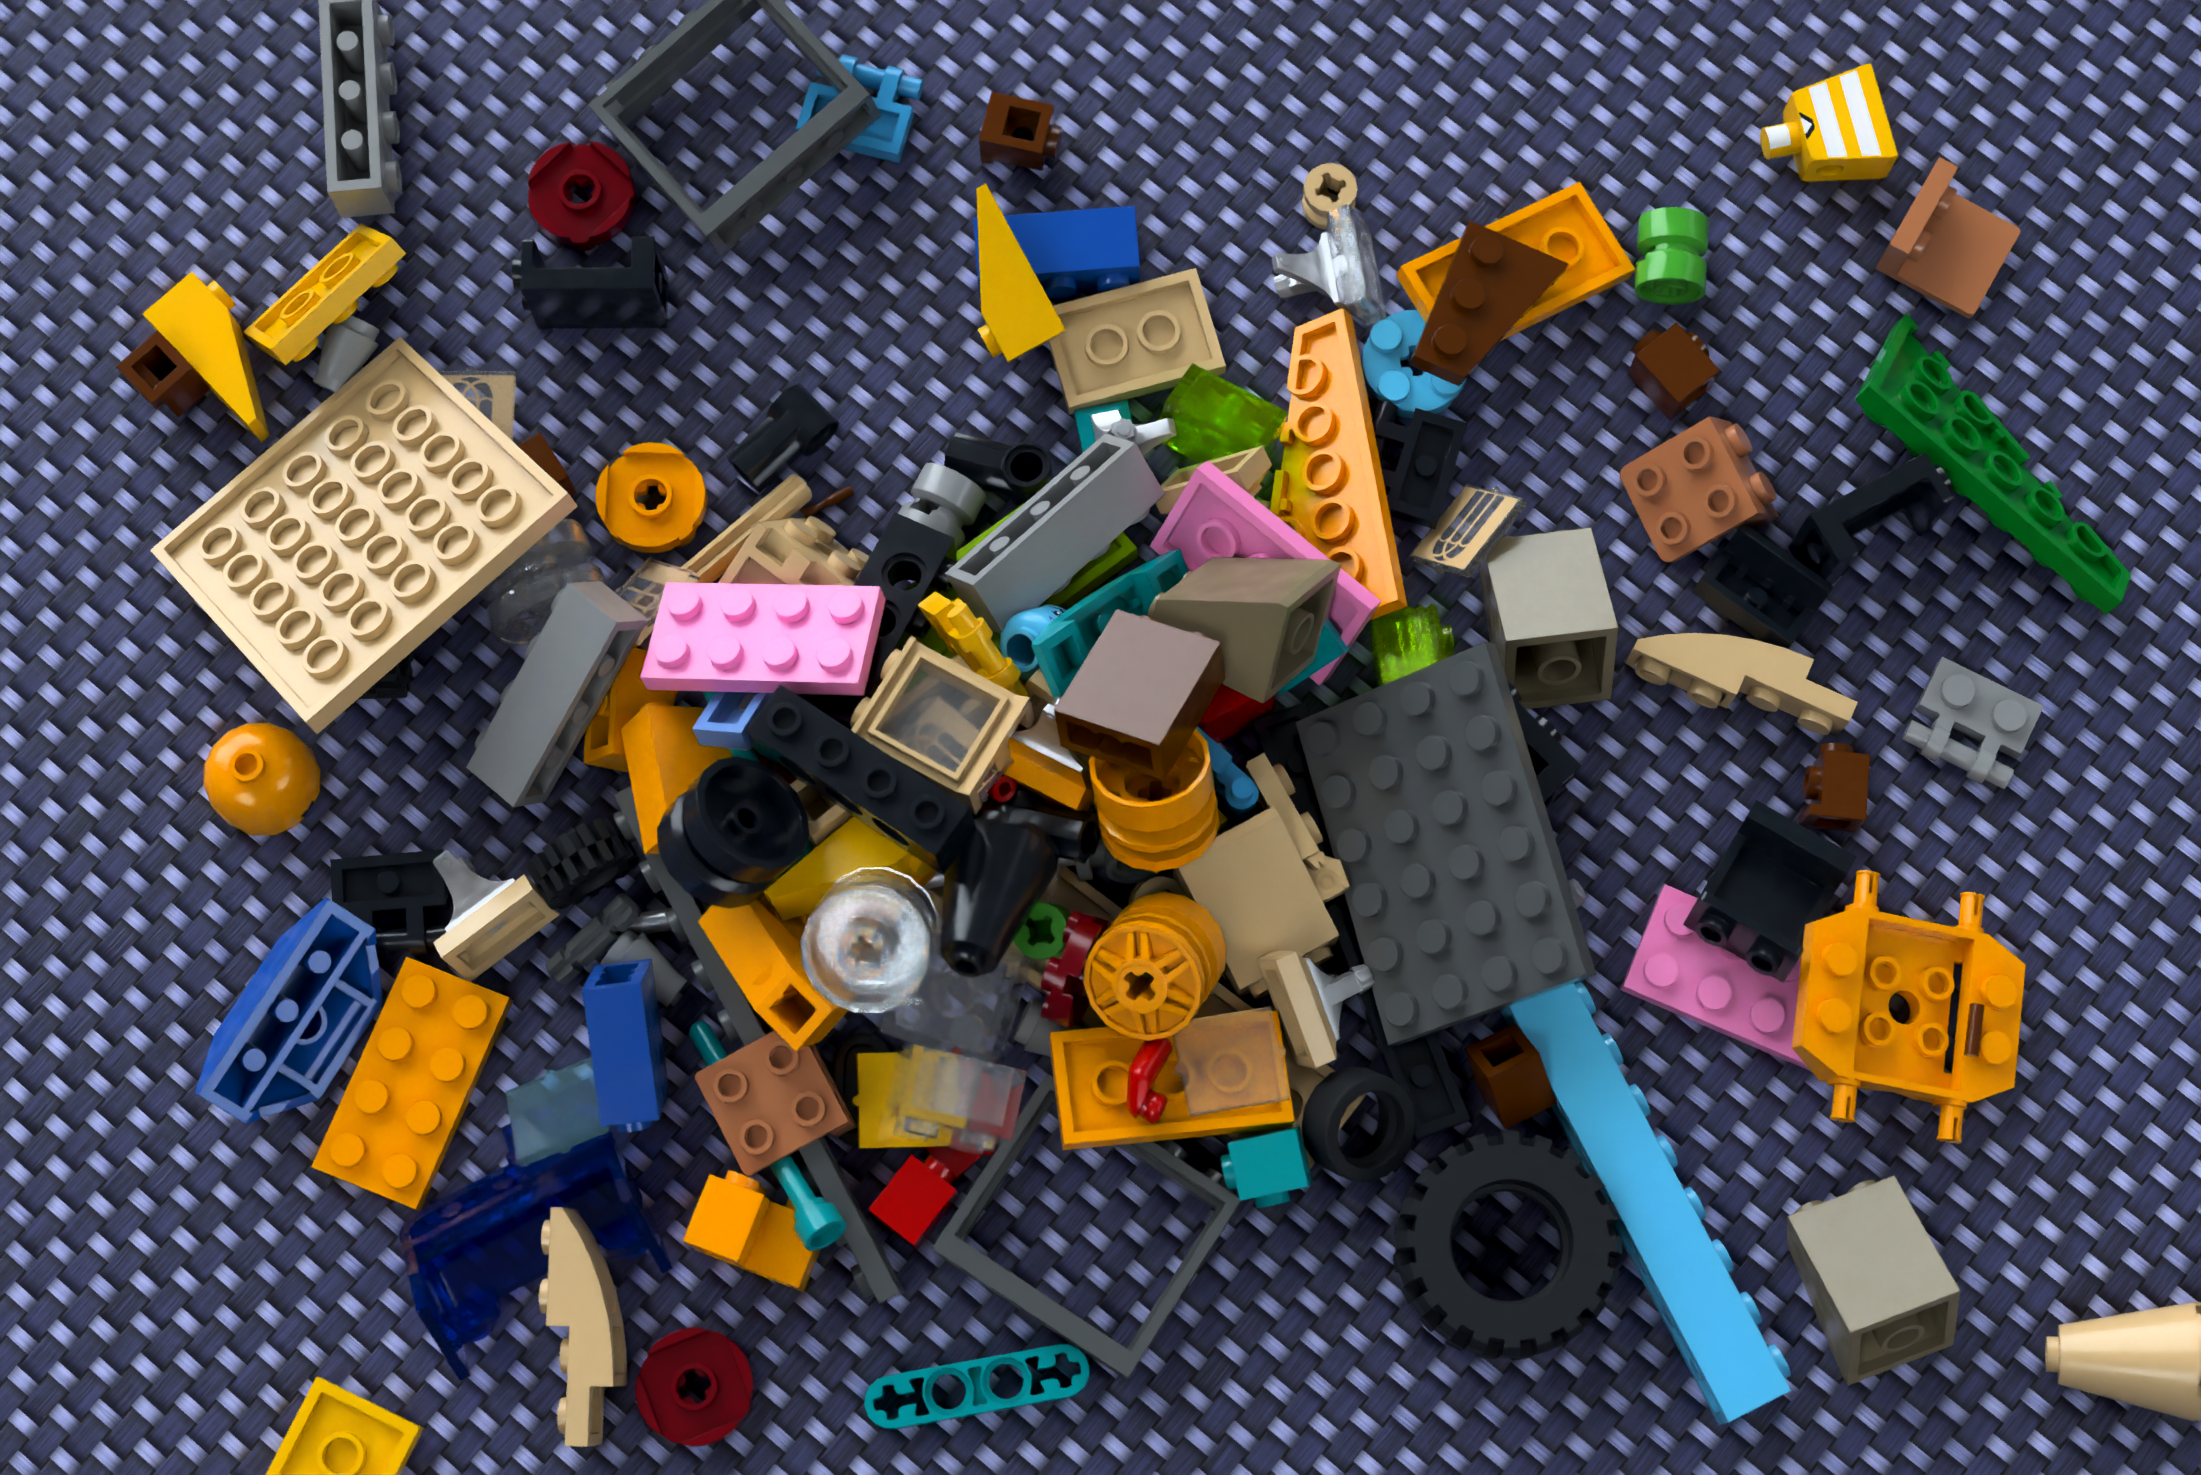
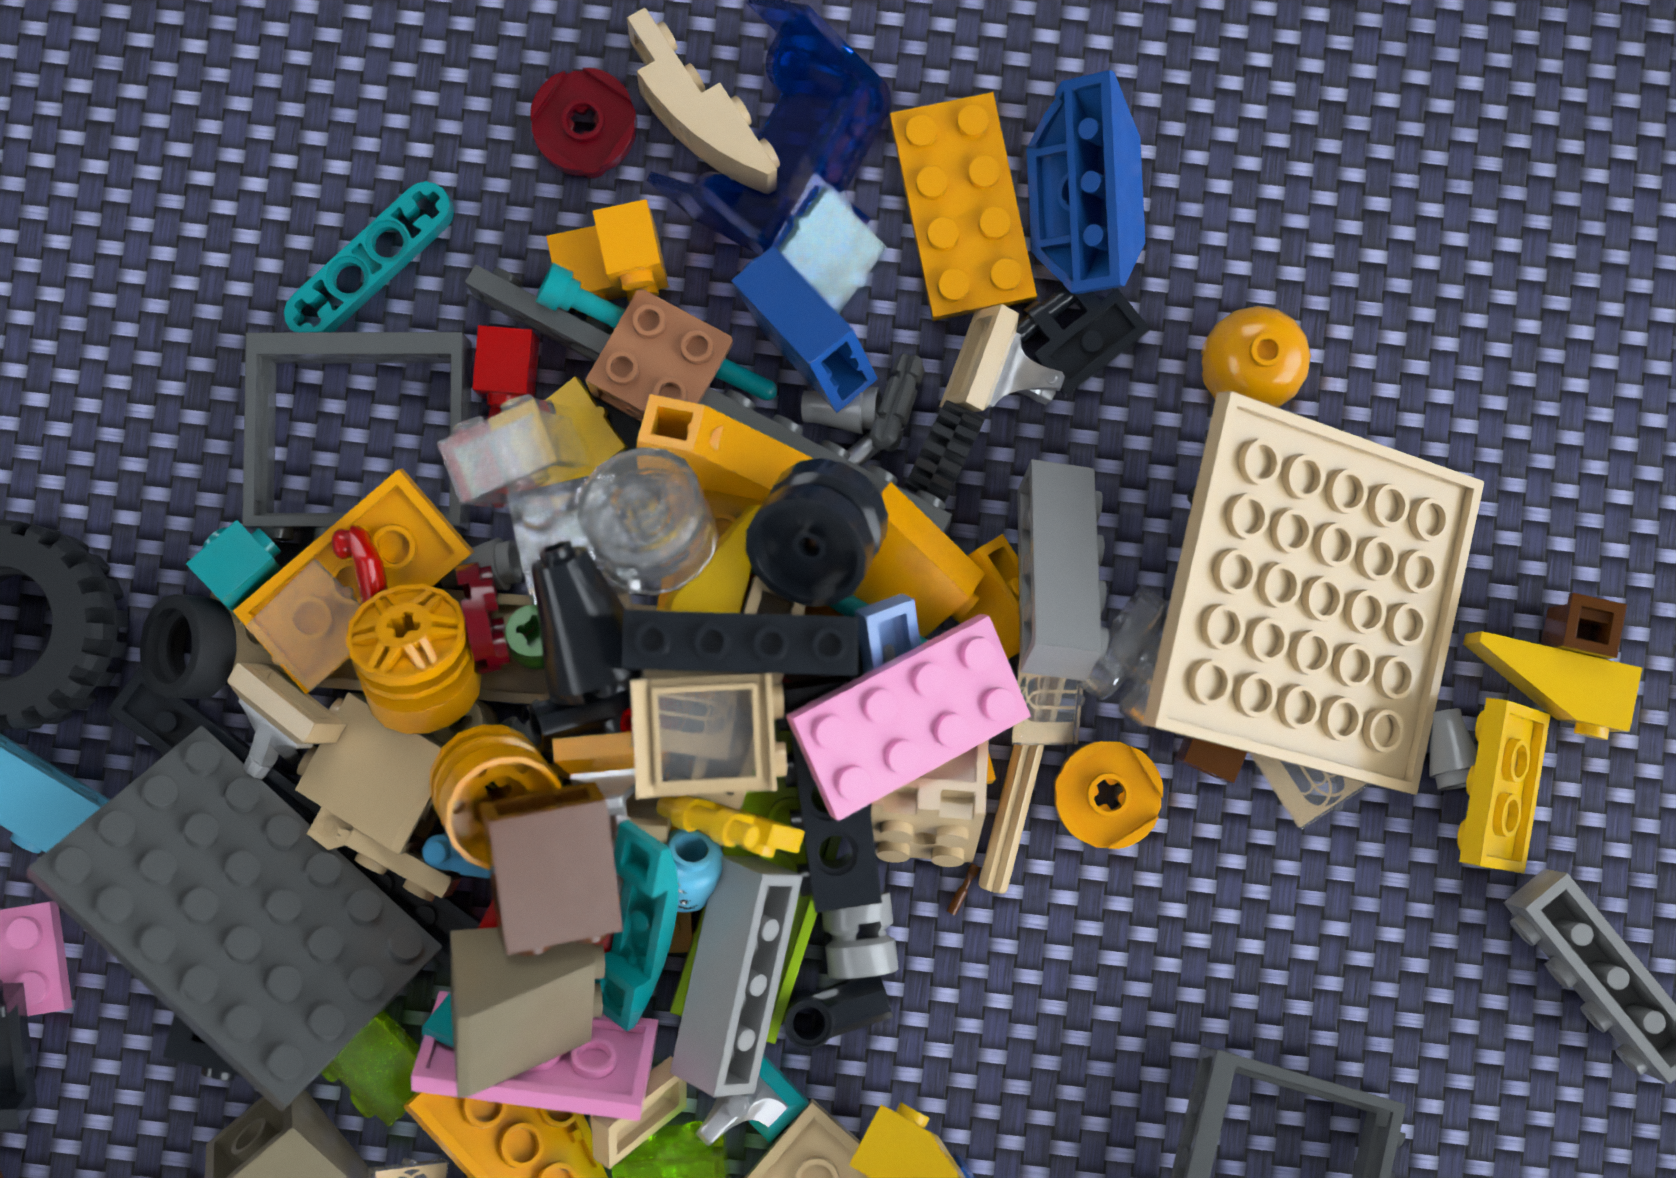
camera: 145 degrees right, 10 degrees up
(581, 223) = (1376, 1049): dark red plate -> none
(594, 295) = (1277, 932): black panel -> none
(793, 427) = (1033, 931): black piece -> none
(1516, 1086) = (90, 764): reddish brown brick -> none

